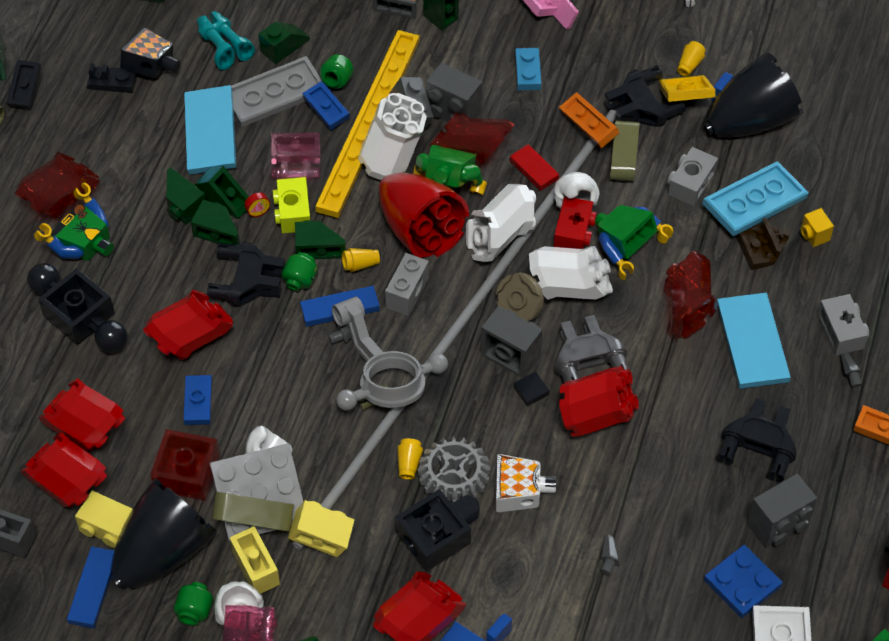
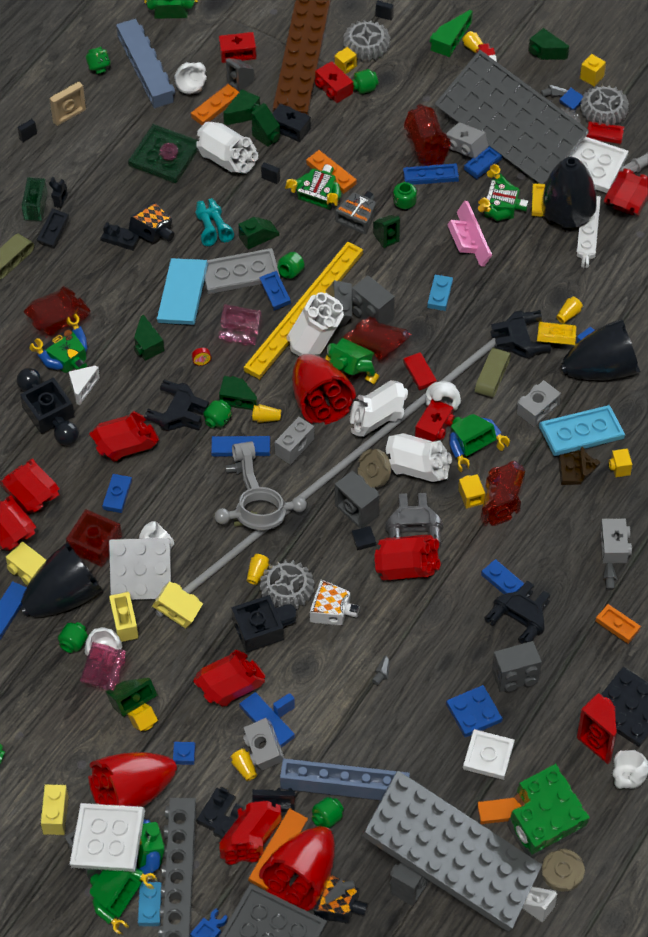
camera: 15 degrees right, 0 degrees up
(20, 39) = (59, 192): none -> black plate
(114, 266) = (83, 382): none -> white slope
(214, 224) = (164, 364): dark green slope -> none
(223, 188) = (178, 341): dark green slope -> none
(252, 511) = (131, 581): olive beam -> none
(292, 202) = (227, 352): neon yellow brick -> none
(589, 120) = (472, 342): orange plate -> none
(647, 300) = (471, 491): none -> yellow brick
(720, 402) = (501, 578): none -> blue plate
(753, 340) = (542, 538): medium azure tile -> none

